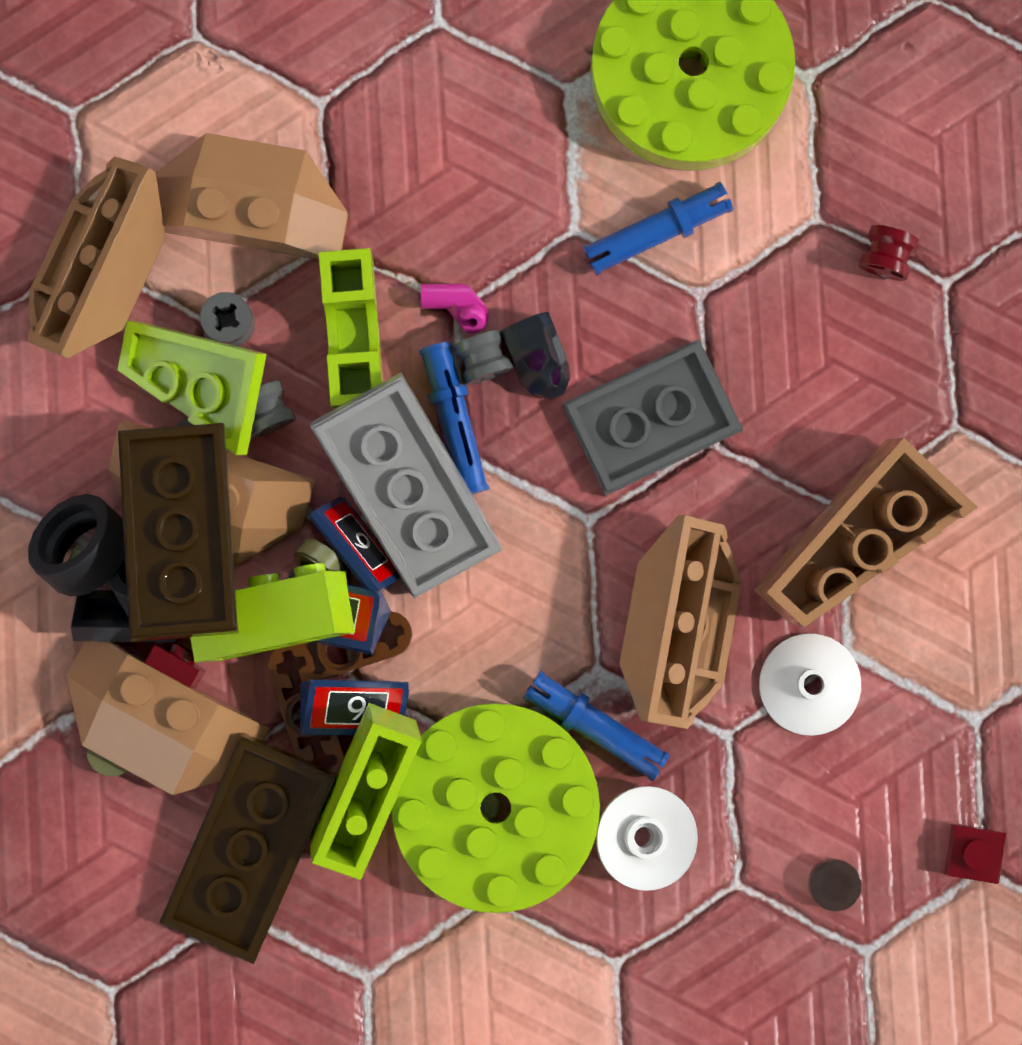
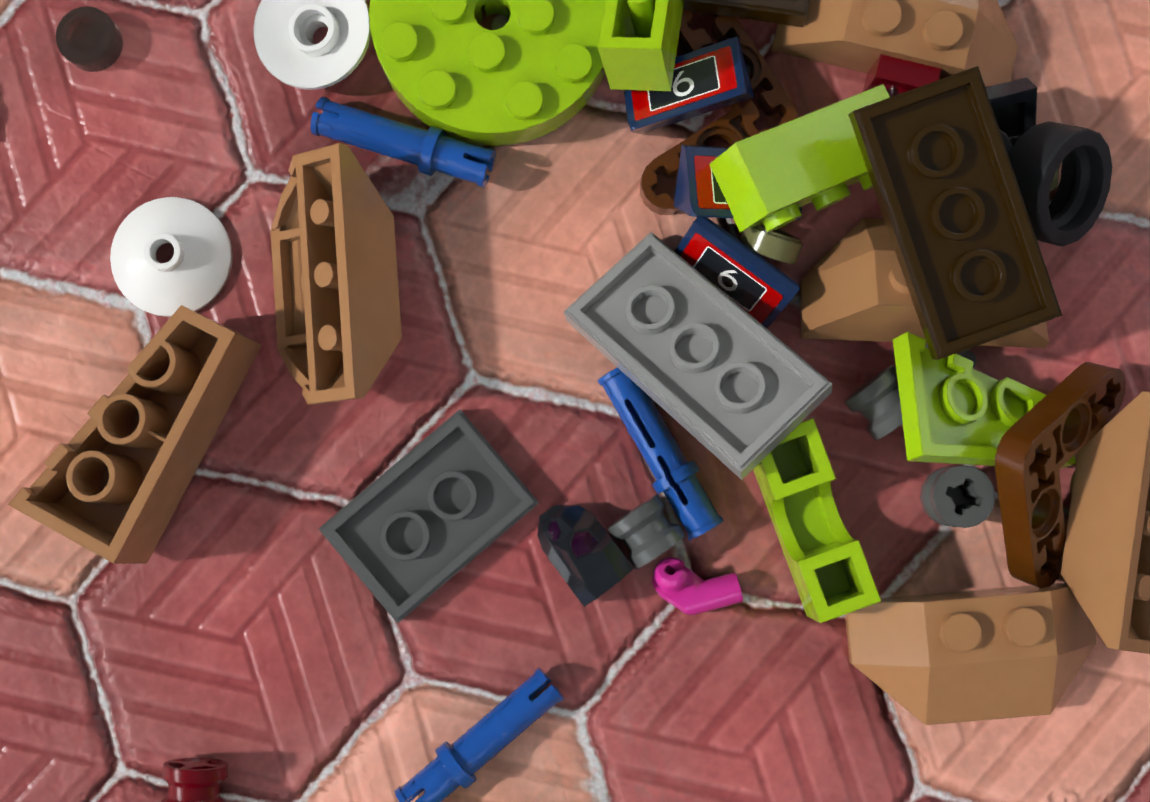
camera: 170 degrees right, 0 degrees up
(160, 338) = (1030, 465): none -> reddish brown beam

